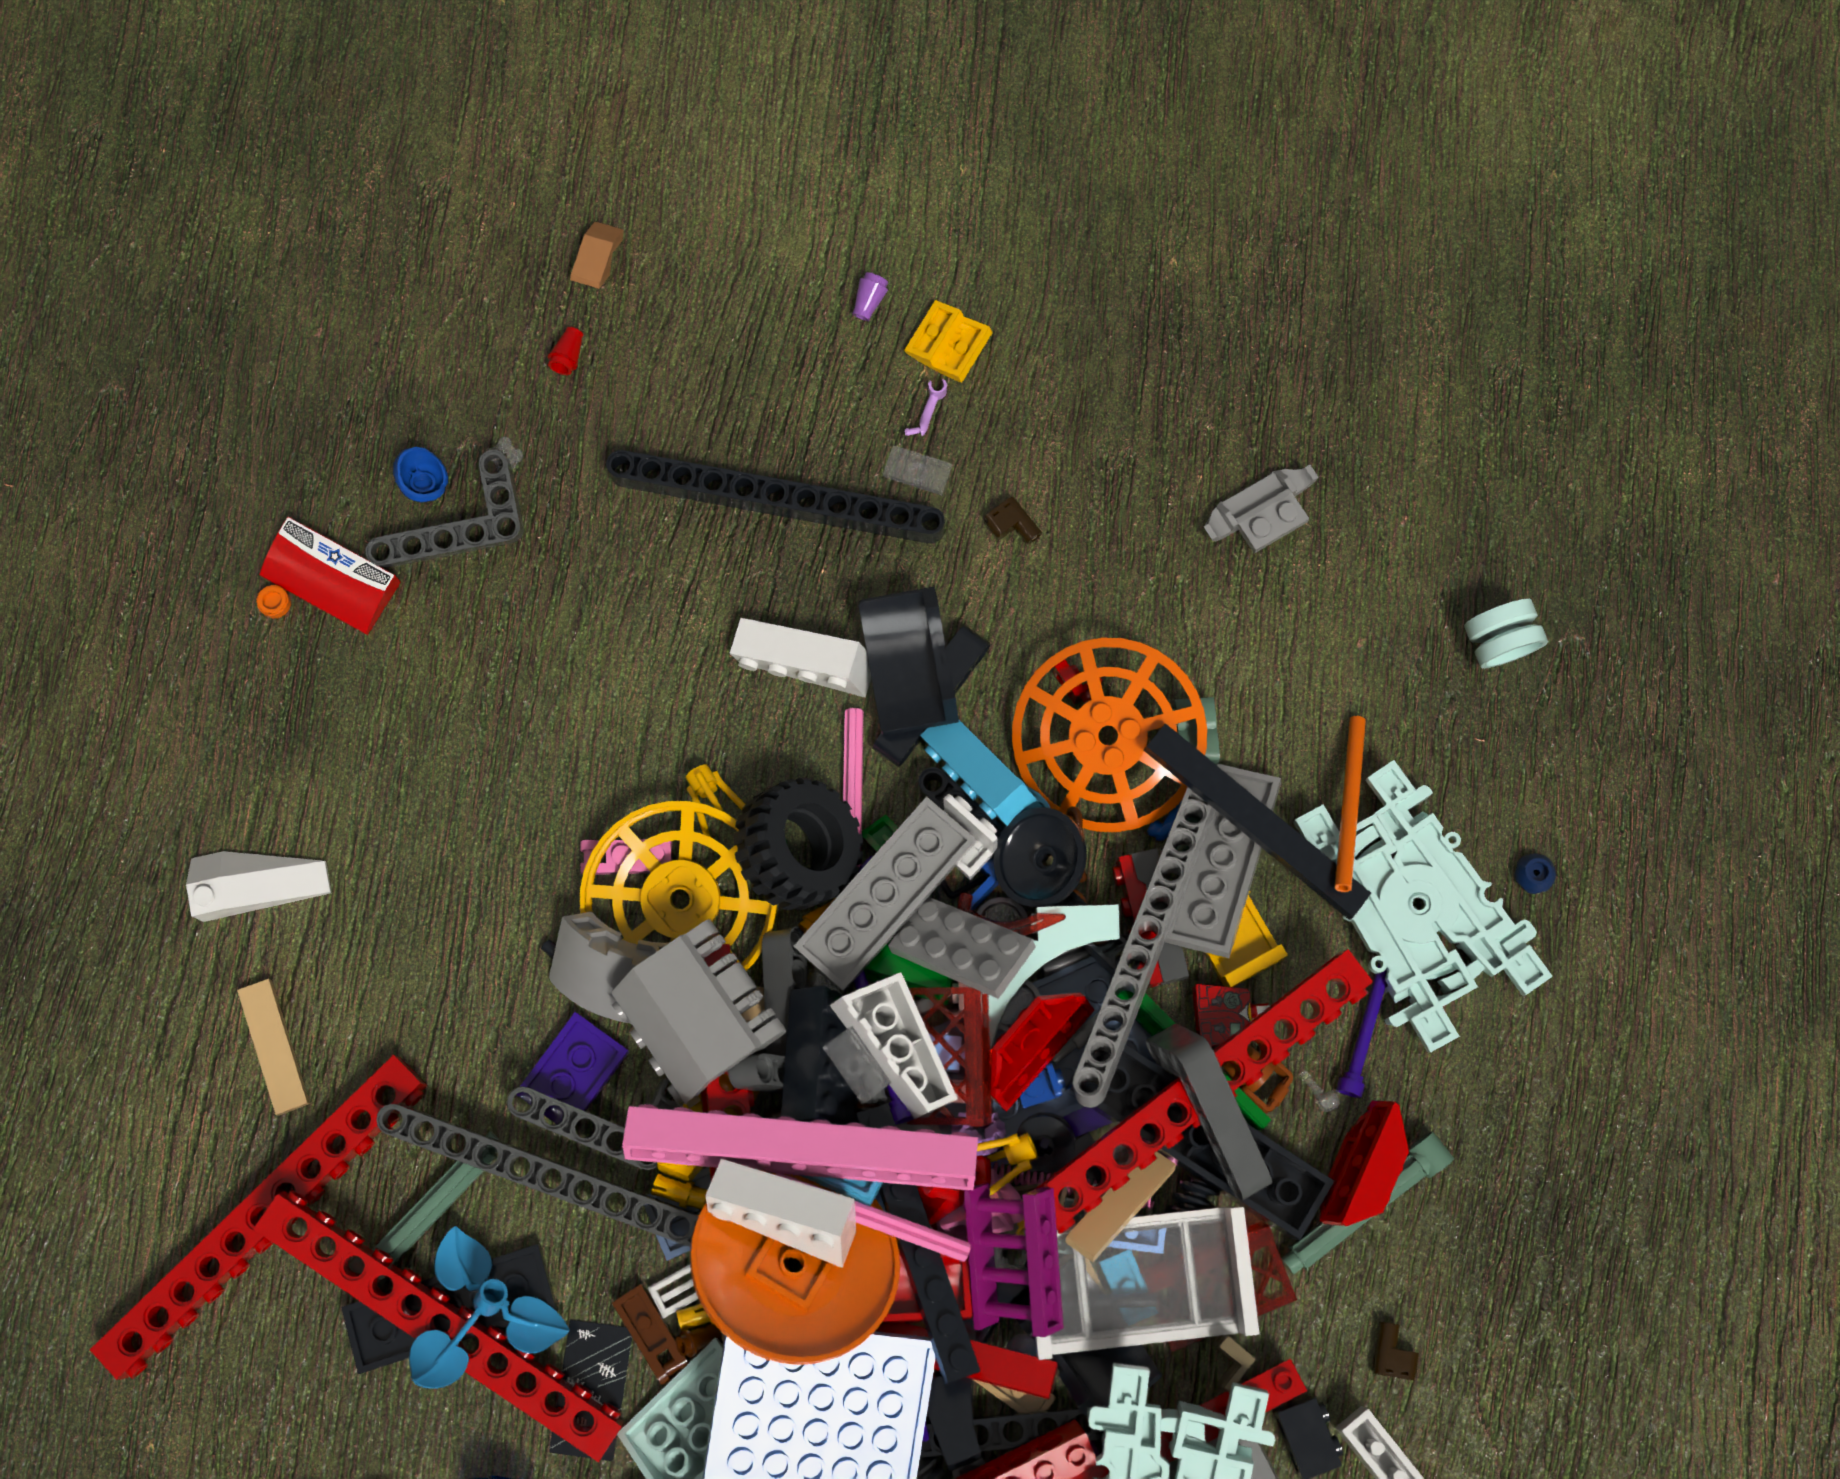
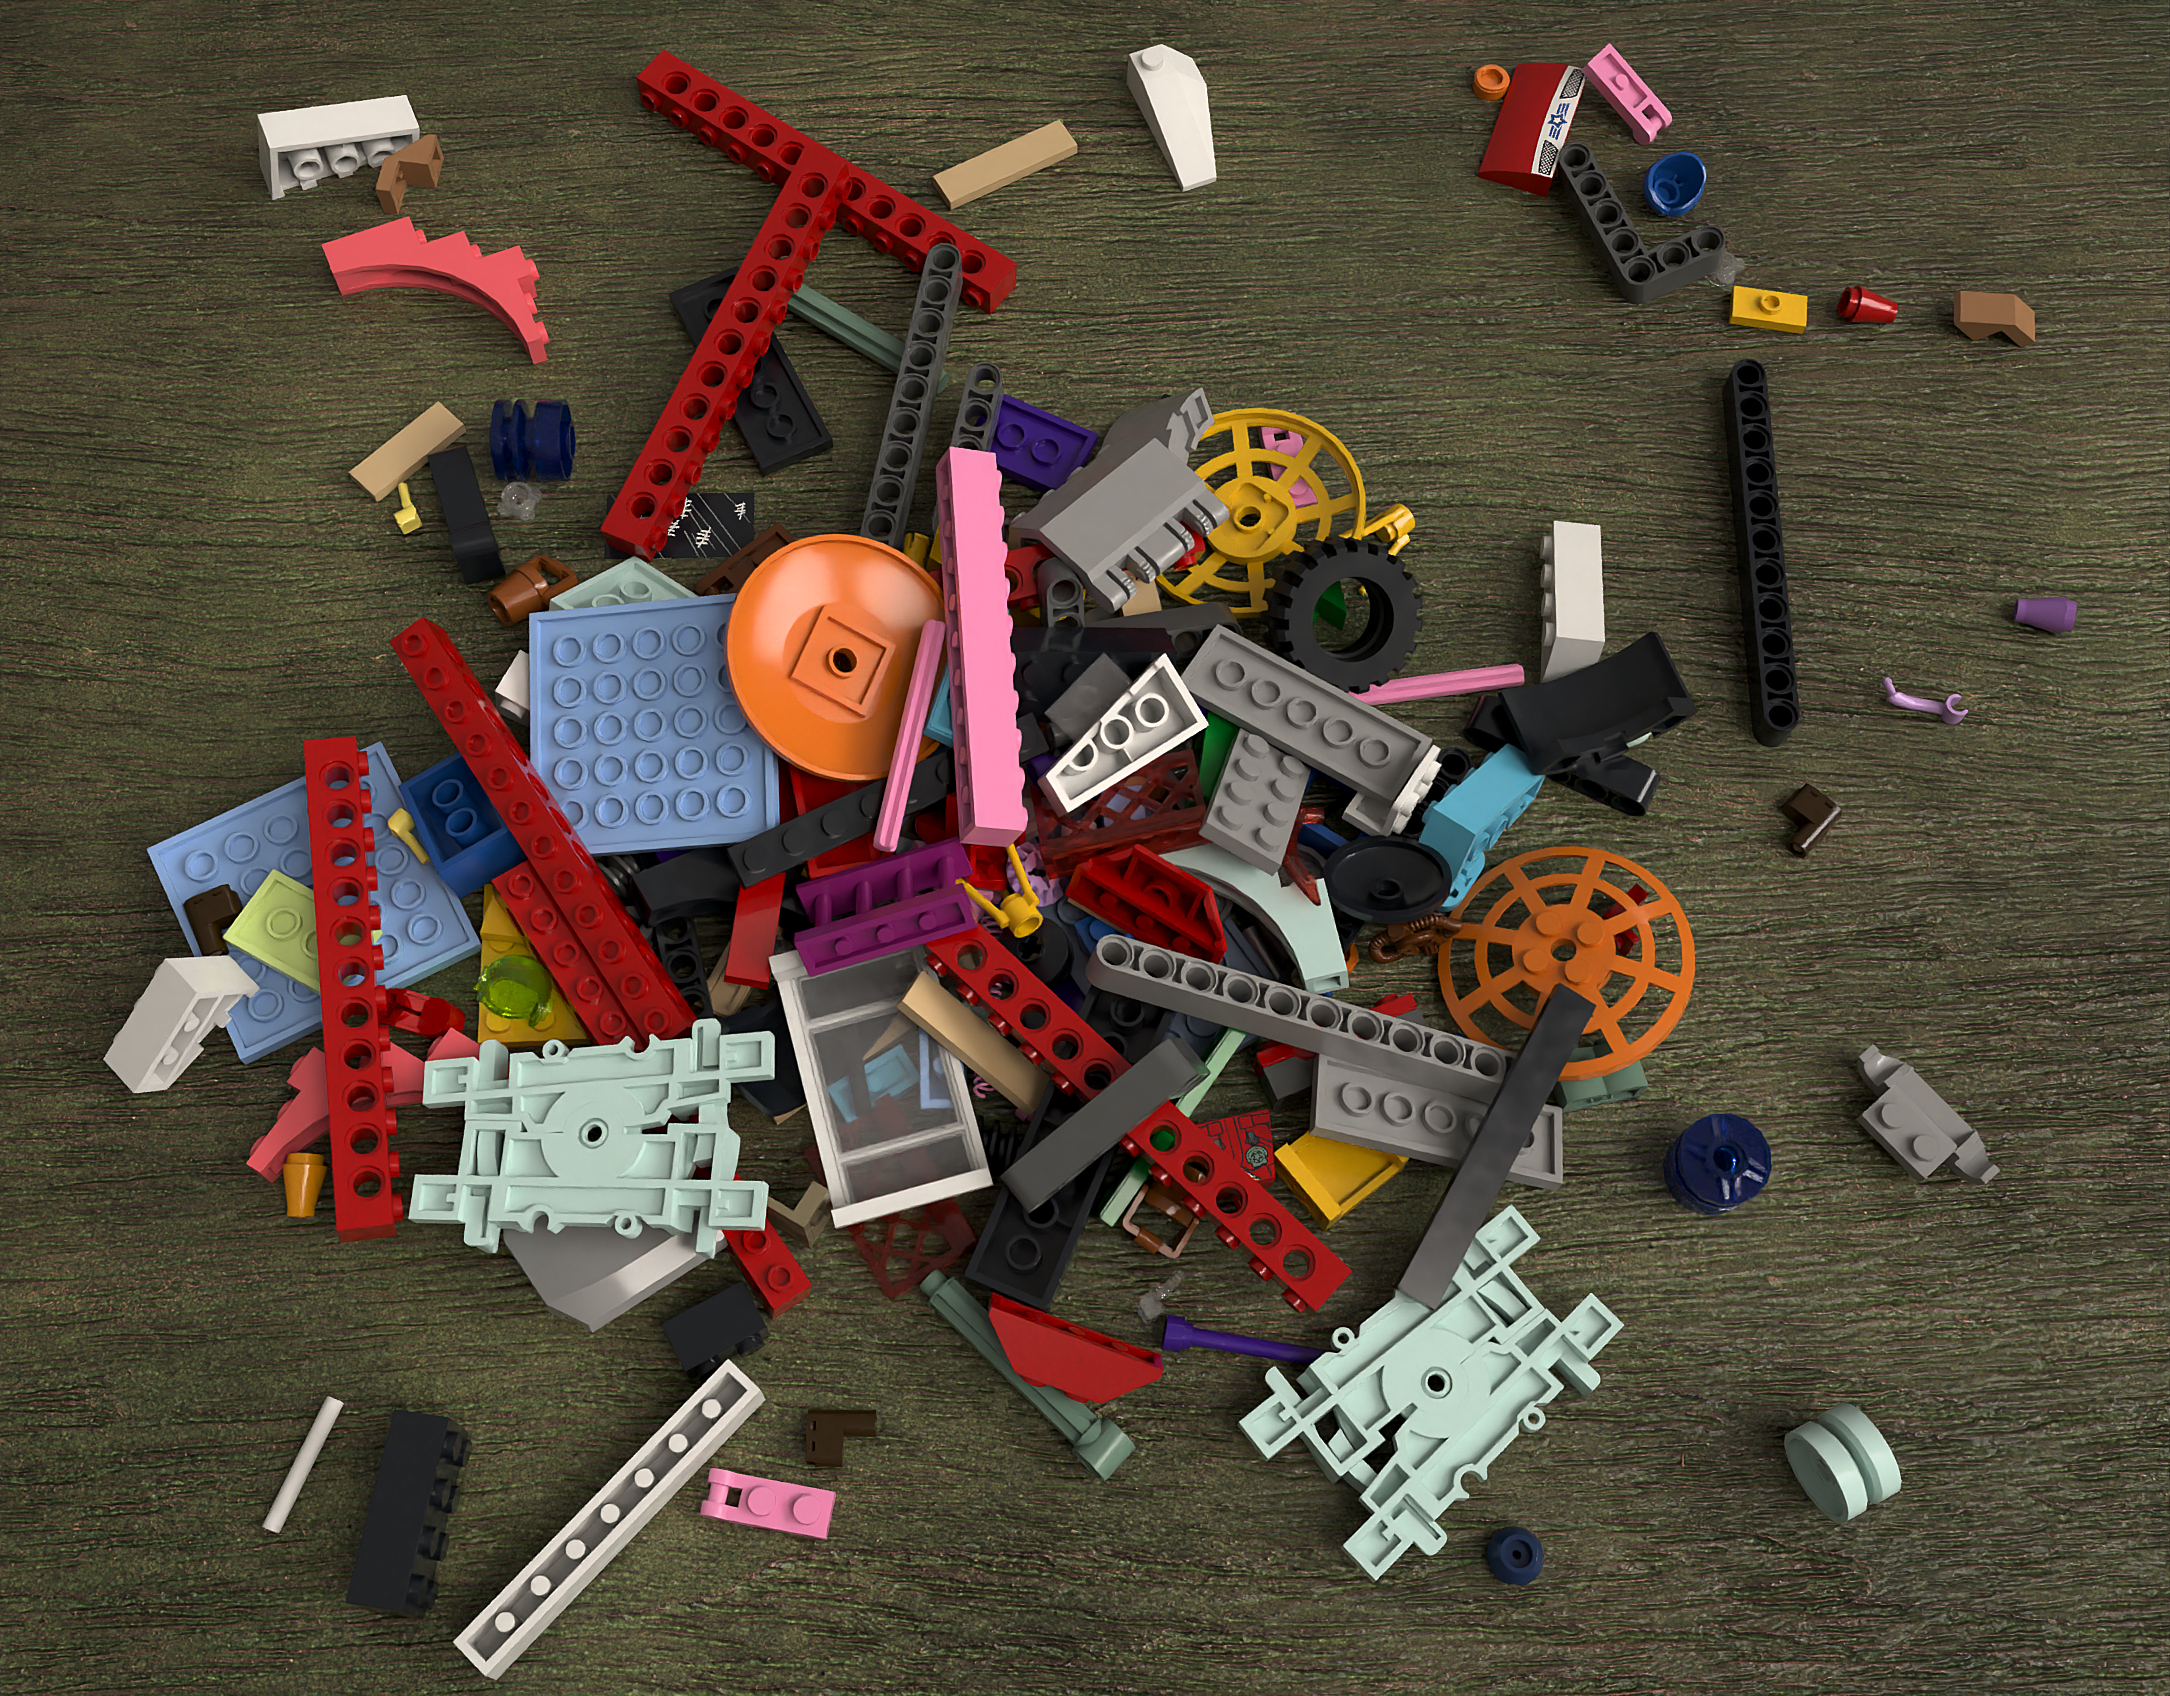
camera: 75 degrees right, 10 degrees down
(318, 491) = (1627, 94): none -> bright pink plate
(461, 1262) = (793, 360): dark azure plant -> none
(551, 429) = (1768, 309): none -> yellow plate
(784, 1210) = (900, 631): white wedge -> none
(917, 470) = (1841, 700): clear plate -> none
(948, 341) = (2019, 713): yellow slope -> none
(1280, 646) = (1737, 1150): none -> clear blue wheel
(1350, 804) = (1549, 1273): orange piece -> none
(1439, 1412) = (770, 1504): none -> bright pink plate

